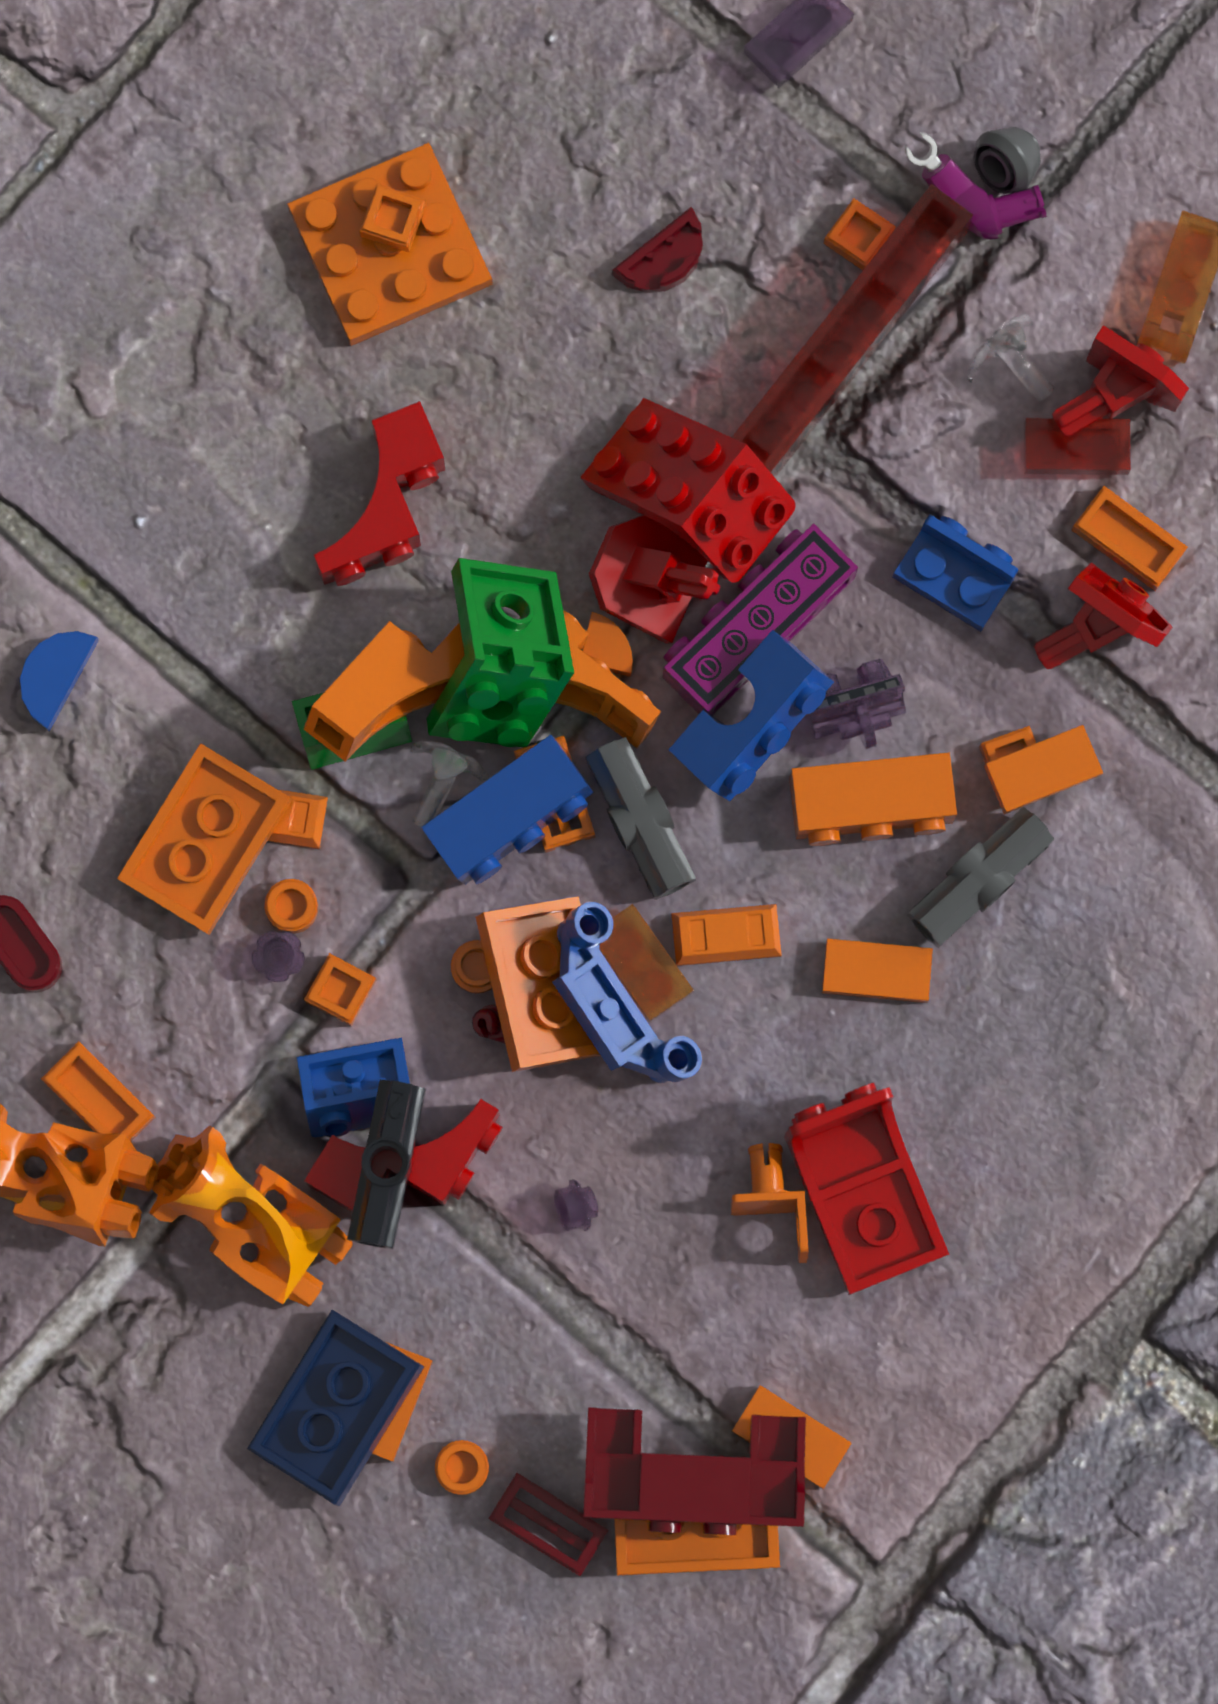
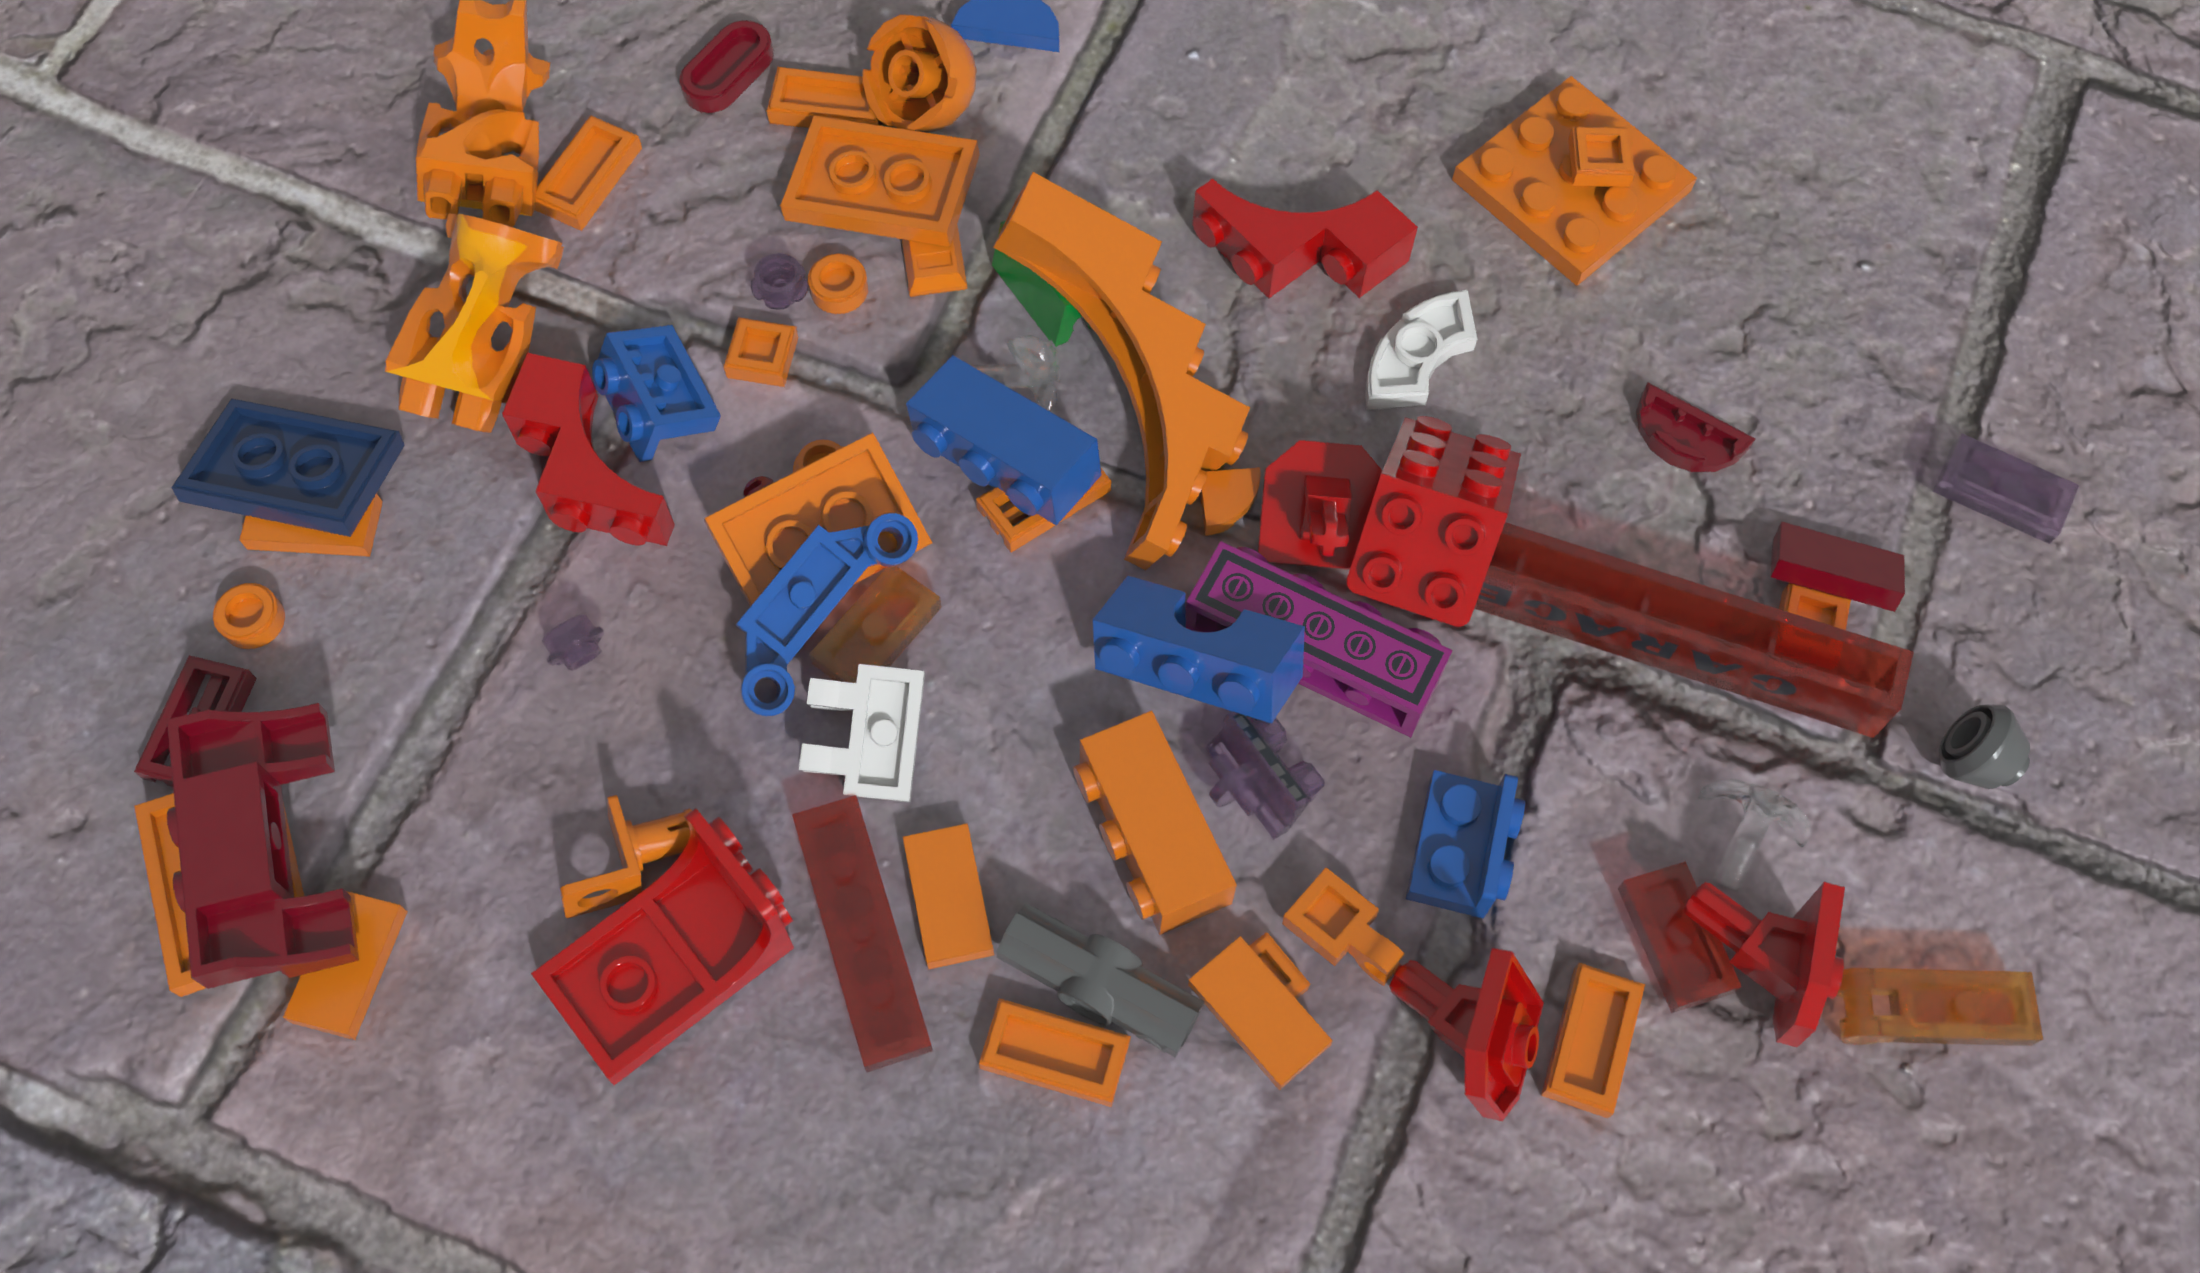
camera: 75 degrees right, 15 degrees down
(90, 862) = (808, 93): none -> orange tile
(115, 773) = (919, 74): none -> orange cylinder
(381, 1199) = (521, 410): black piece -> none
(505, 658) = (1165, 362): green bracket -> none
(513, 442) = (1417, 346): none -> white tile
(640, 818) = (1042, 581): dark grey piece -> none
(726, 934) = (948, 727): orange tile -> none
(737, 980) = (882, 733): none -> white plate
(823, 195) = (1838, 566): none -> dark red tile
(888, 1042) = (862, 934): none -> clear red plate
(989, 213) = (1907, 738): magenta arm -> none
(989, 689) = (1338, 921): none -> orange plate
(1020, 927) = (1055, 1052): none -> orange tile

